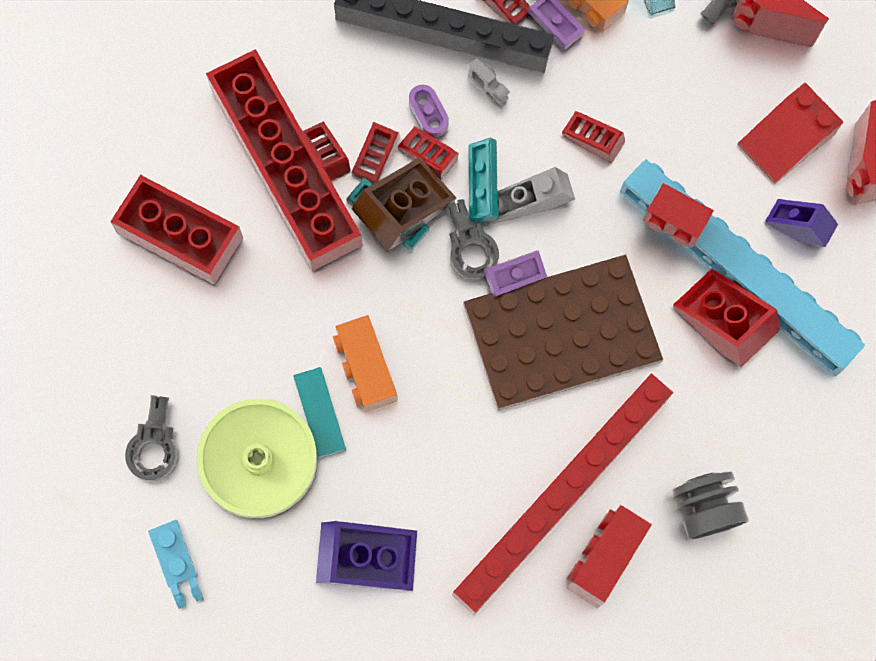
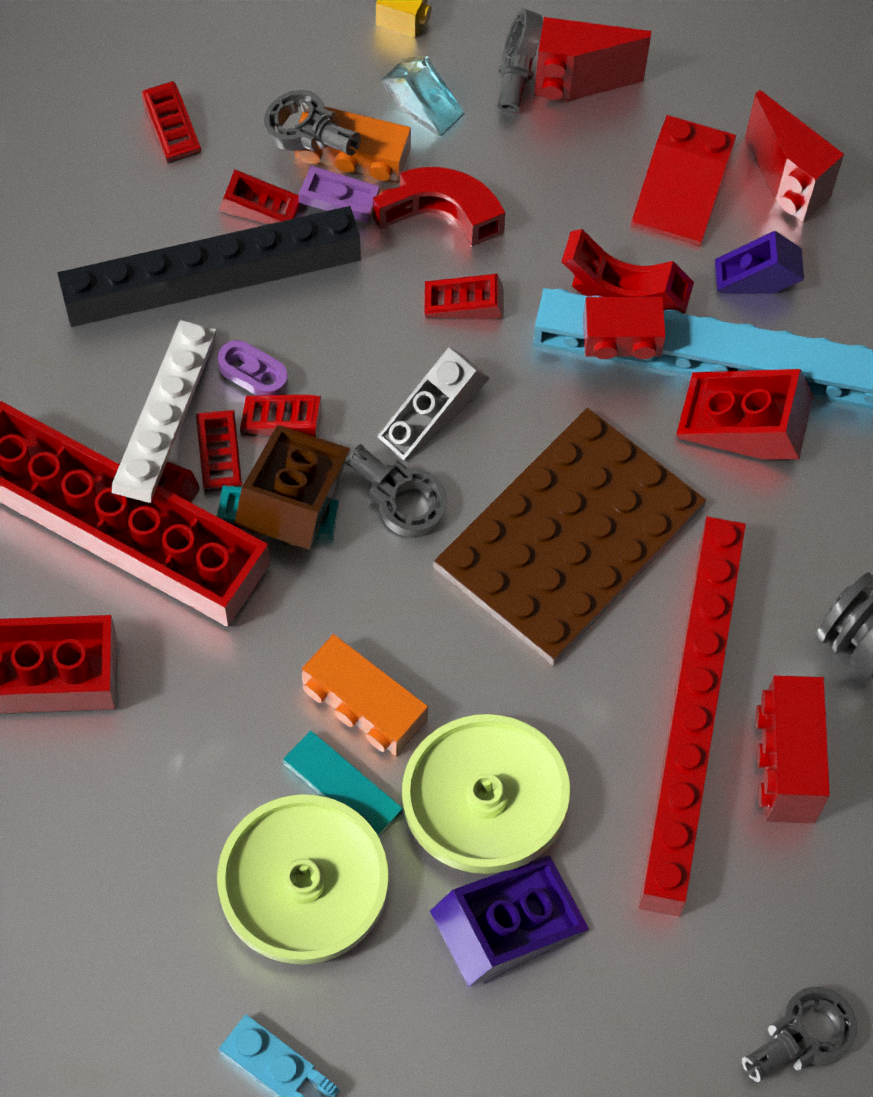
camera: 30 degrees left, 10 degrees down
(144, 435) = (146, 911): dark grey pin -> none
(353, 110) = (164, 412): none -> white plate
(399, 470) = (486, 793): none -> yellowish green dish
(483, 181) = (369, 412): teal tile -> none
(485, 77) = (299, 300): light grey plate -> none
(515, 273) = (474, 495): medium lavender plate -> none
(623, 55) = (444, 193): none -> red arch
(702, 183) = (606, 276): none -> red arch

